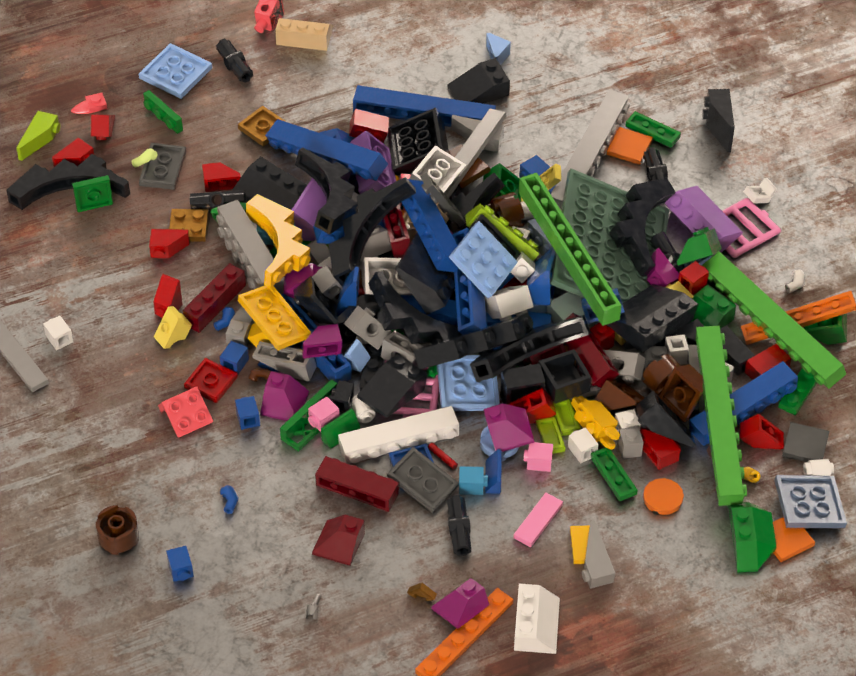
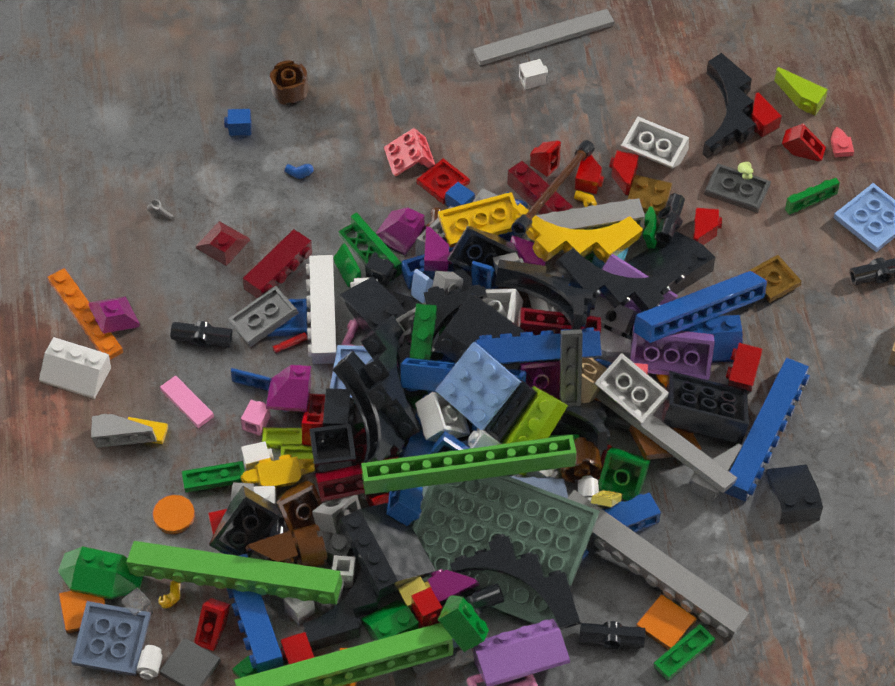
camera: 105 degrees right, 5 degrees up
(92, 193) = (698, 116): green tile -> none
(133, 220) = (656, 143): none -> white slope
(172, 328) = (508, 155): light yellow brick -> none
(177, 266) = (589, 176): none -> red slope
(206, 266) = (586, 198): none -> yellow arm
(247, 412) = (391, 197): blue brick -> none
(293, 258) = (524, 222): none -> hose
(322, 413) = (362, 249): bright pink brick -> none
(422, 591) = (140, 290): pearl gold tile -> none
(430, 320) = (423, 331): none -> green plate
(472, 480) = (248, 354): dark azure brick -> none
(497, 47) = (848, 522): light blue slope -> none
(770, 488) = (137, 602): none -> clear bracket

